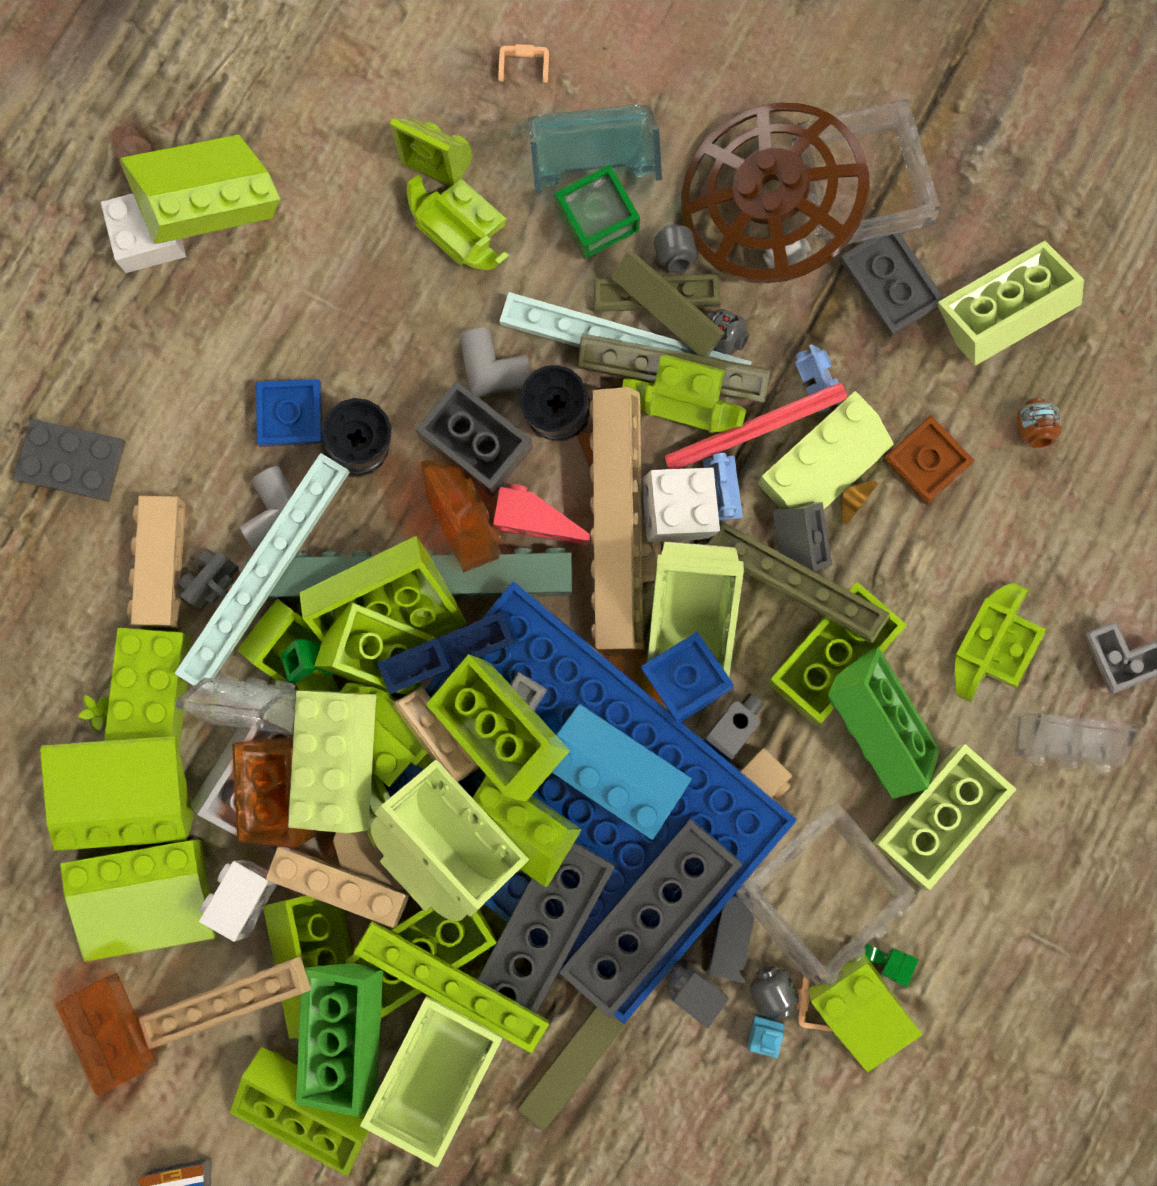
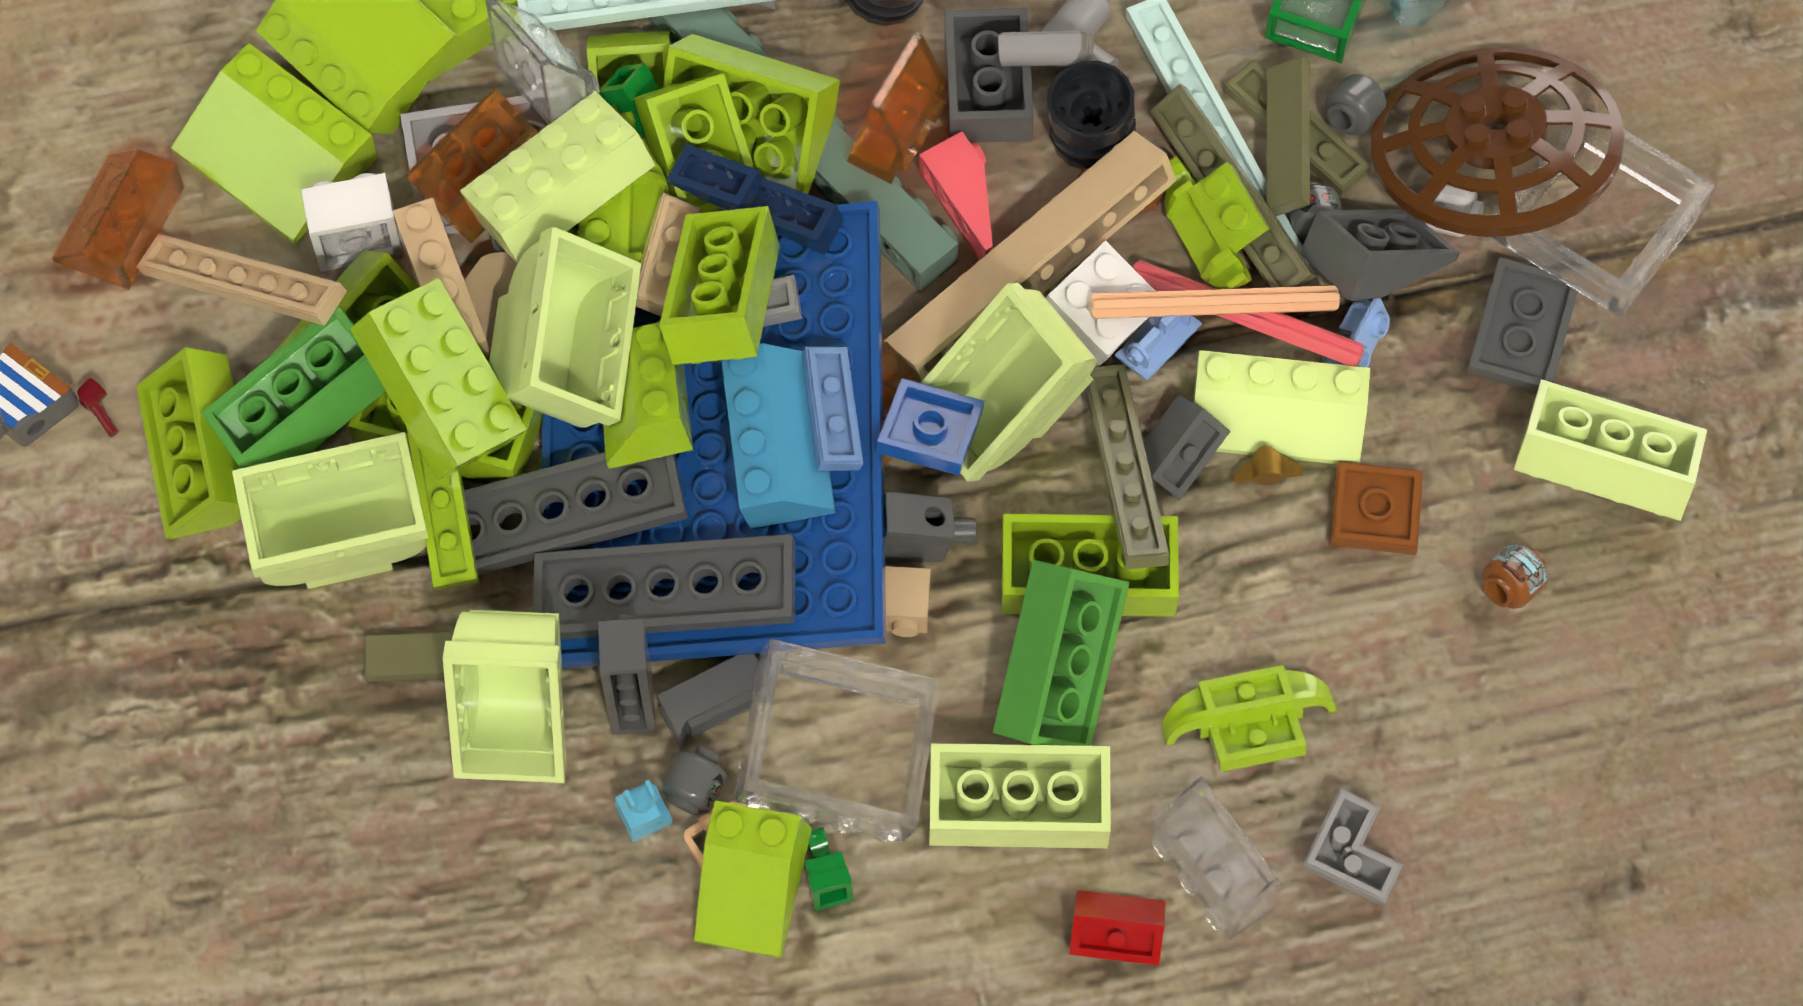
camera: 45 degrees right, 15 degrees down
(212, 1149) = (90, 396): none -> dark red hand
(413, 953) = (438, 378): none -> lime brick
(503, 388) = (1044, 48): none -> light grey brick
(628, 725) = (832, 409): none -> medium blue tile
(639, 1068) = (506, 697): none -> yellowish green container
(742, 443) = (1214, 302): none -> light nougat axle
(782, 322) = (1373, 250): none -> dark grey slope
(1058, 824) = (1118, 927): none -> red panel

